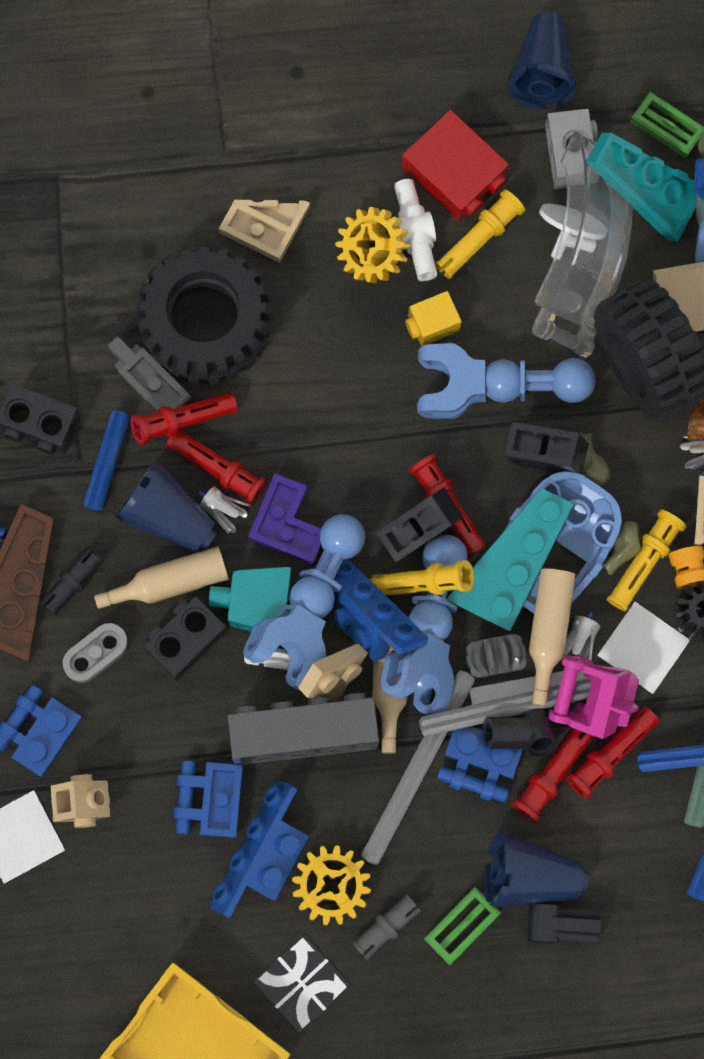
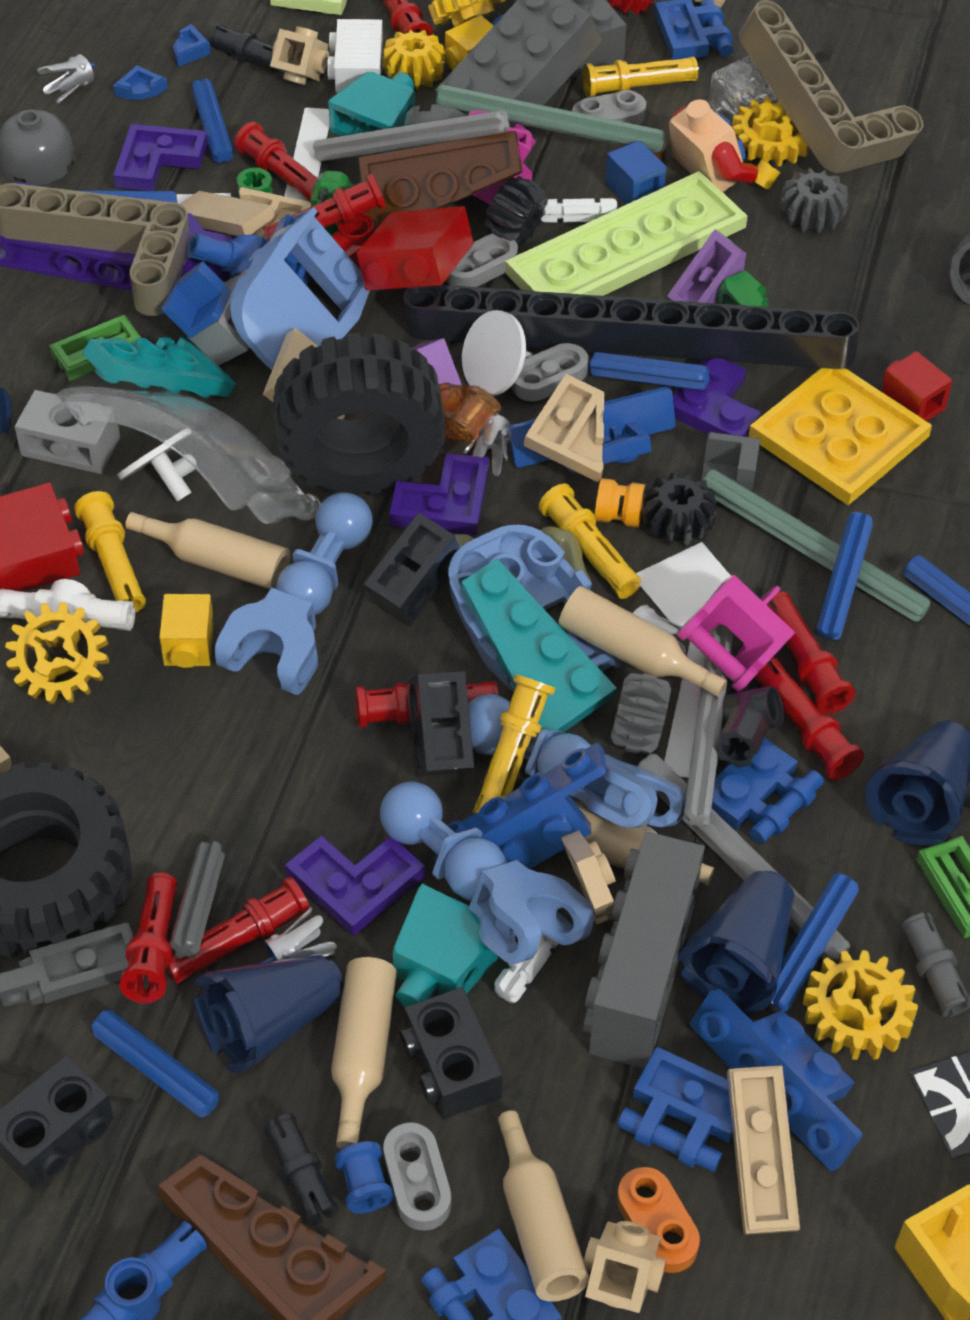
camera: 65 degrees left, 25 degrees down
(80, 621) = (364, 1177): none -> blue bush
(97, 737) = (541, 1218): none -> tan piece
(132, 812) = (660, 1216): none -> orange plate
(196, 858) = (763, 1150): none -> tan tile
(225, 430) = (197, 900): none -> dark grey axle
(342, 793) = (742, 943): none -> dark blue cone
(362, 837) = (813, 938): none -> blue axle
(514, 305) = (217, 548): none -> tan piece
(635, 449) = (453, 504): none -> dark purple plate

